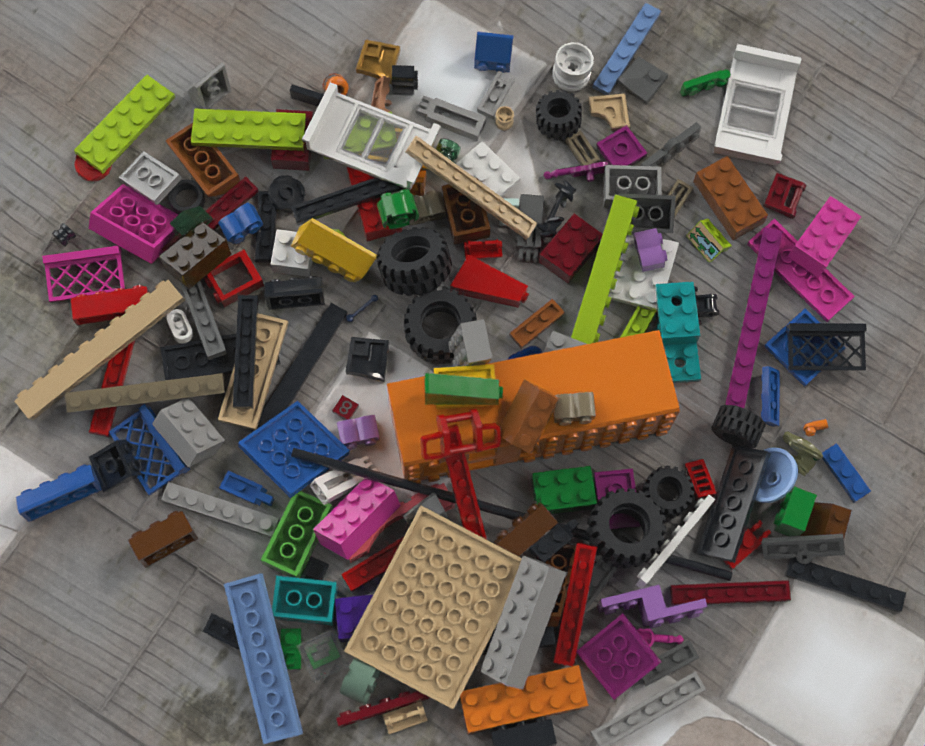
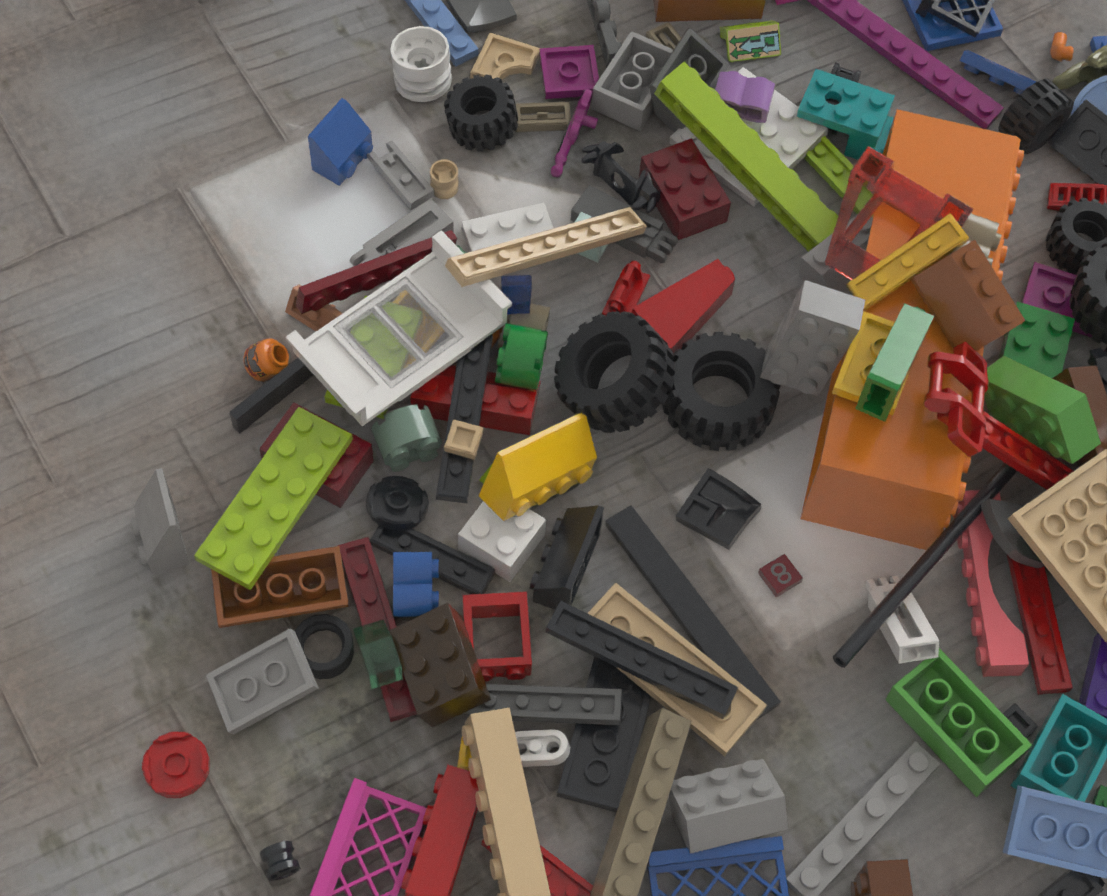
camera: 65 degrees left, 10 degrees down
(124, 124) = (139, 685): lime plate -> none
(133, 223) = (324, 740): dark pink slope -> none
(245, 489) = (848, 769): blue hinge -> none
(273, 445) = (799, 670): blue plate -> none
(323, 176) = (407, 437): none -> sand green brick
(328, 203) = (463, 439): none -> tan tile
(350, 317) = (639, 507): dark blue hinge -> none
(357, 517) = (975, 622): dark pink brick -> none
(358, 431) = (828, 571): medium lavender brick -> none
(377, 59) = (255, 290): pearl gold plate -> none
(404, 79) = (314, 261): black brick -> none
(413, 109) = (362, 276): none -> dark red plate
(432, 186) = (518, 291): none -> clear blue tile
(464, 216) = (571, 286): reddish brown brick -> none
(505, 498) = (1041, 409): none -> bright green brick
(536, 323) = (770, 277): dark orange plate -> none
(538, 374) = (908, 261): none -> yellow tile
(590, 356) = (894, 189): none -> clear red windscreen

